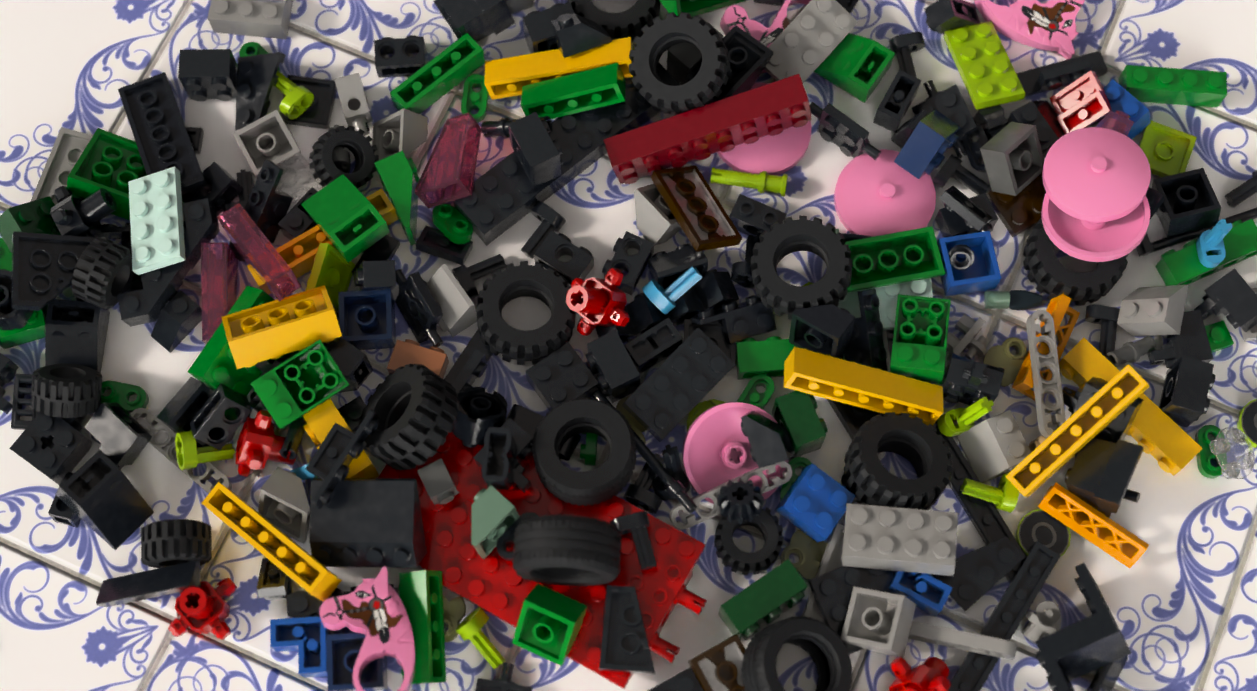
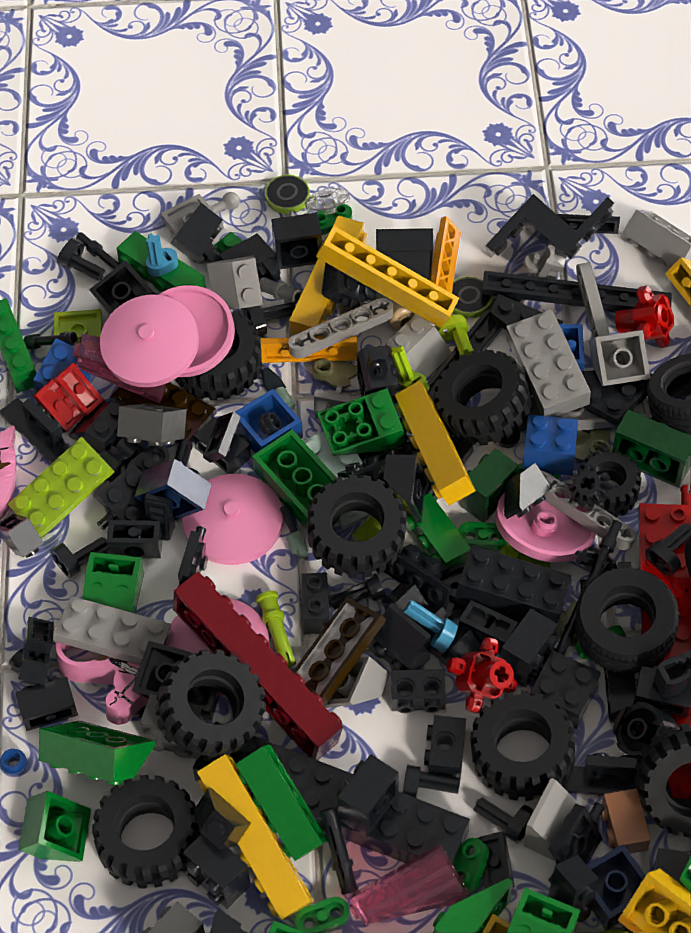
camera: 115 degrees left, 15 degrees down
(1152, 128) = (37, 341): none -> black bar

